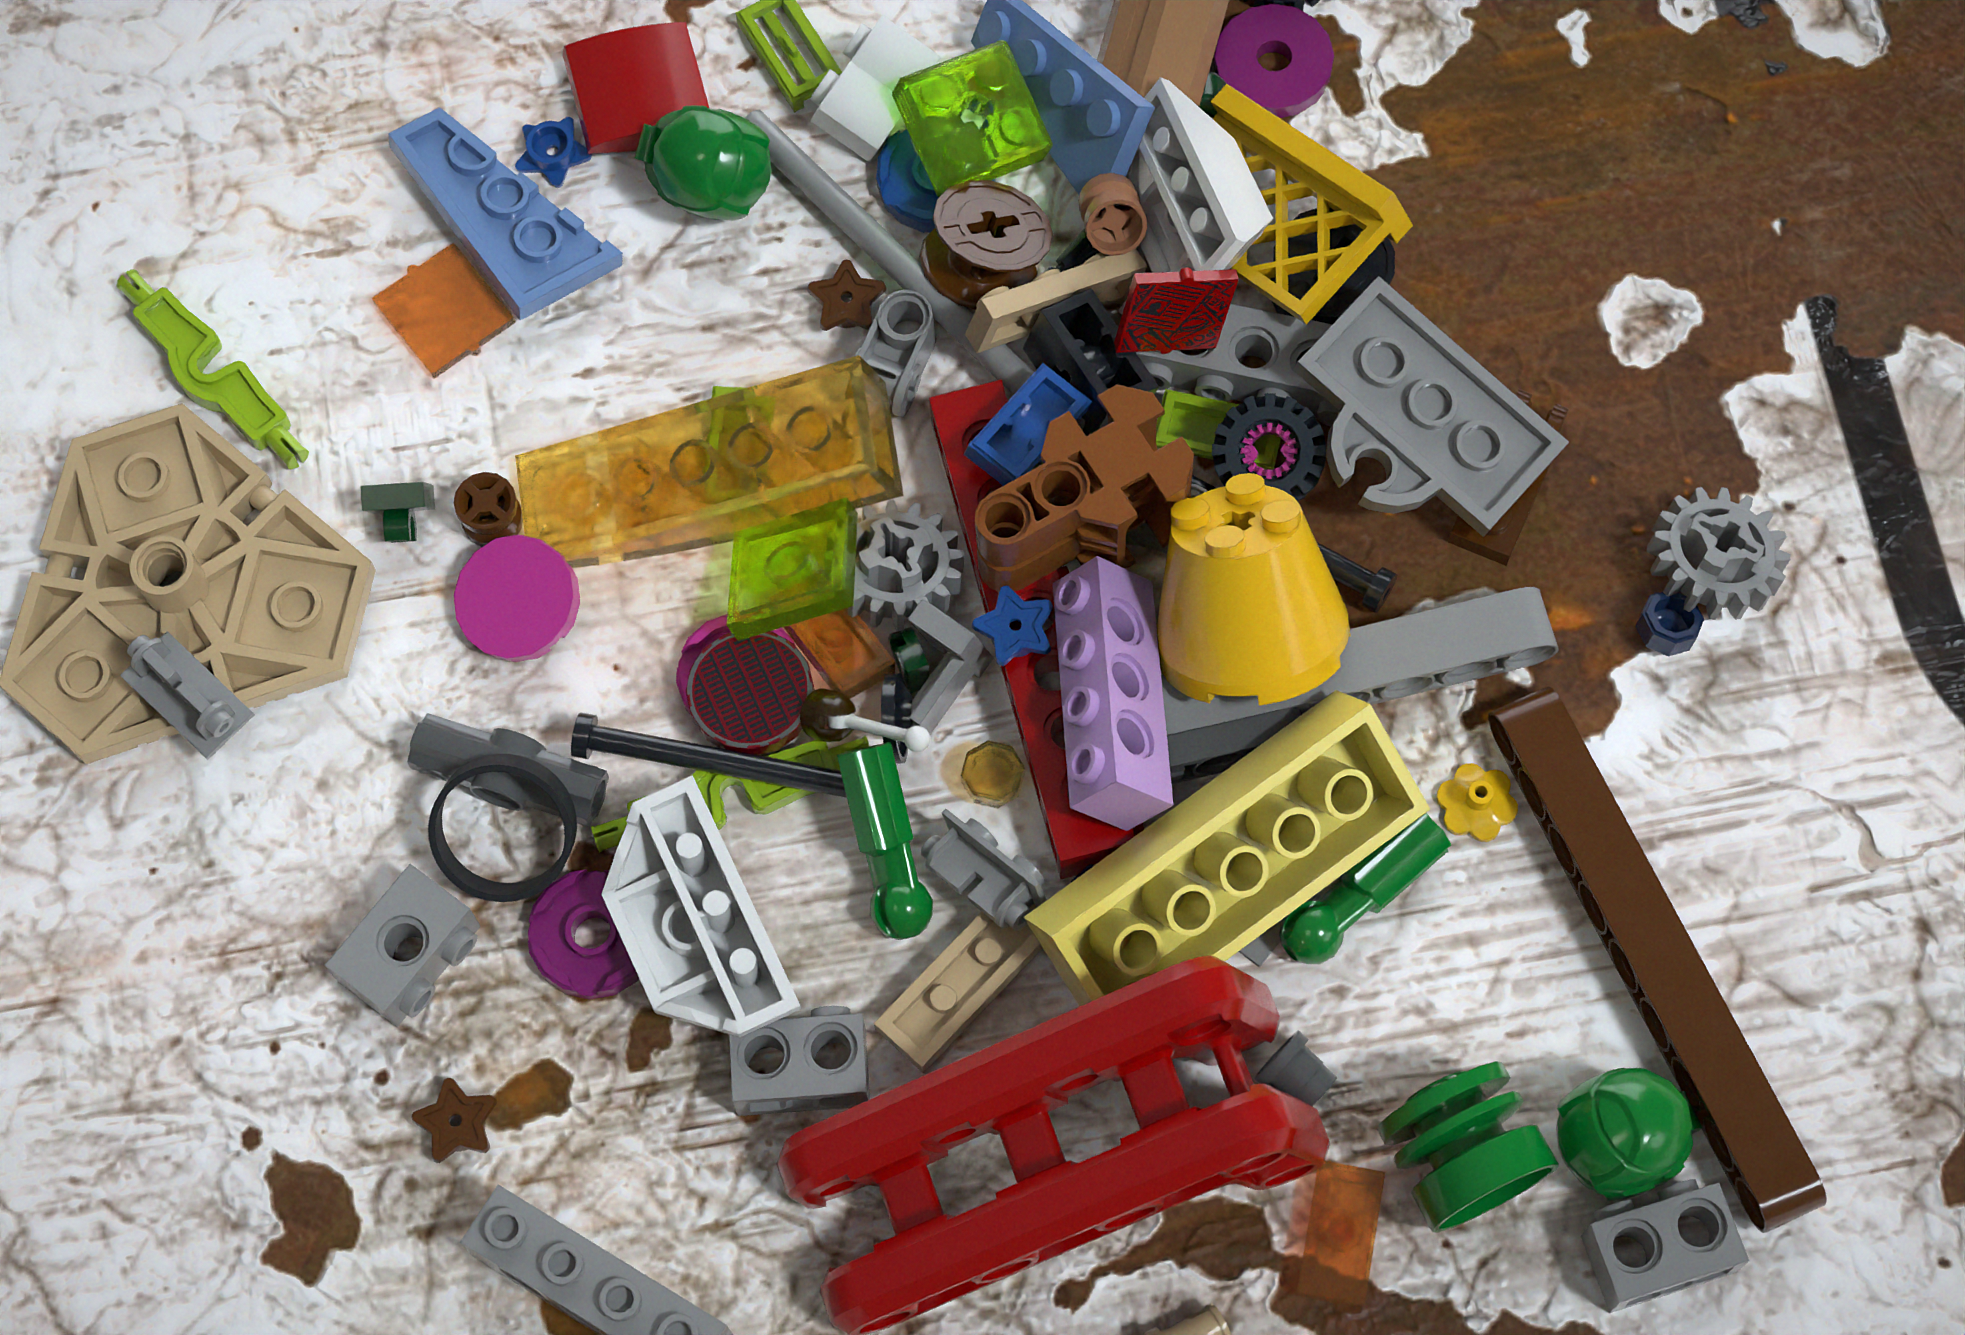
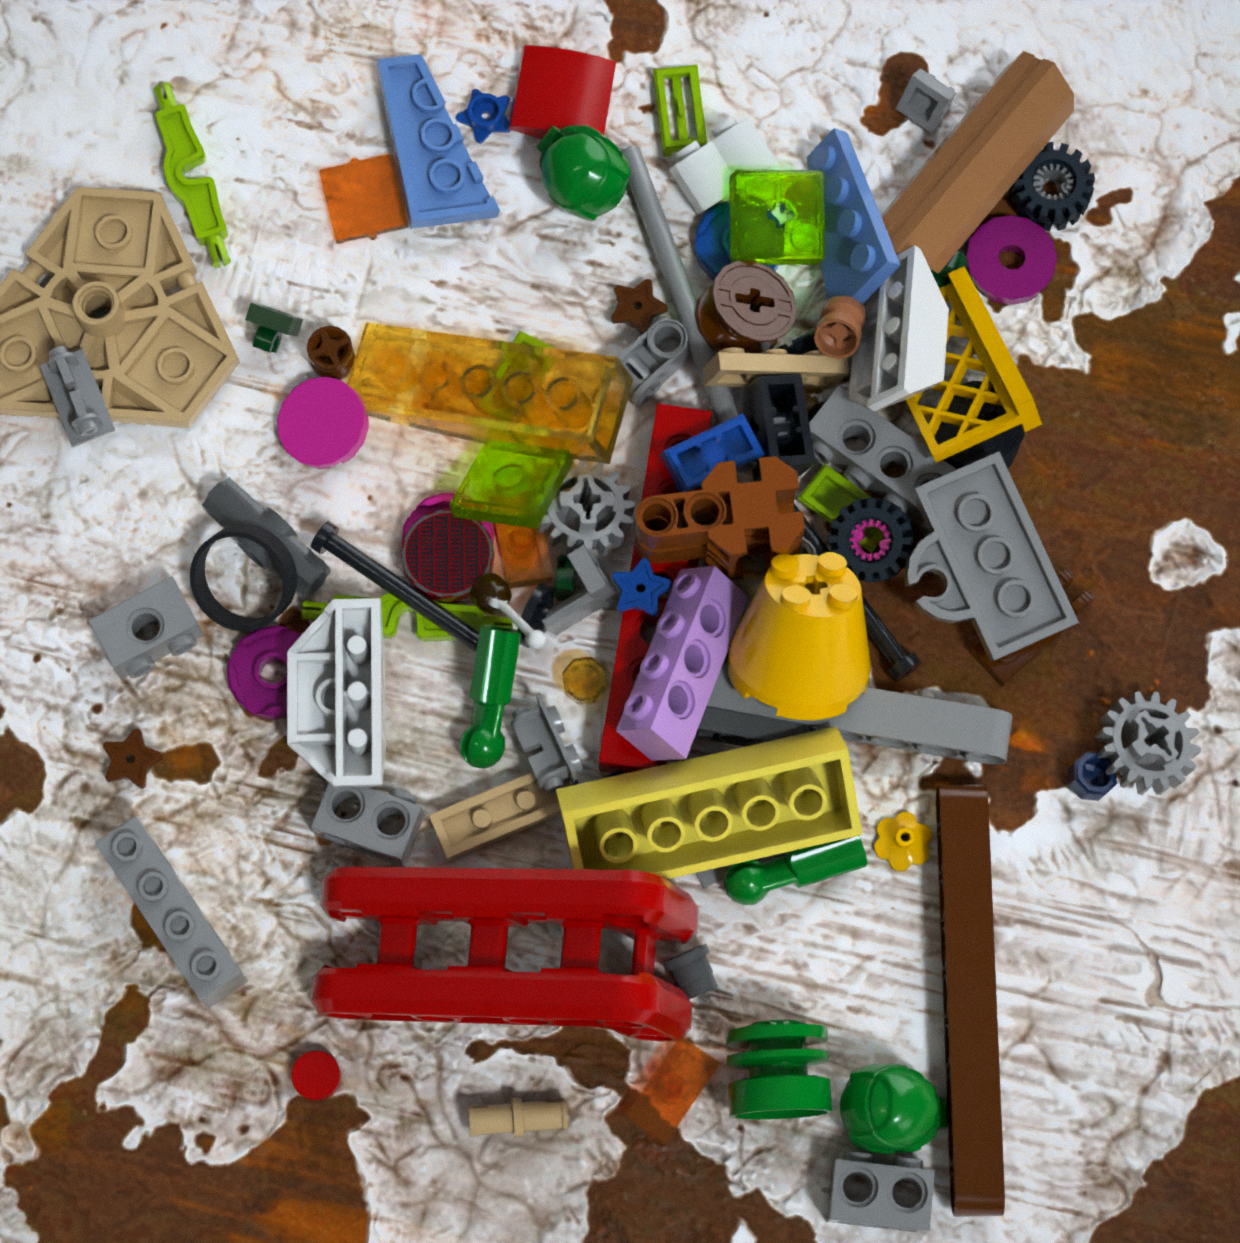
camera: 20 degrees right, 5 degrees up
(1175, 310) = (846, 417): red piece -> none

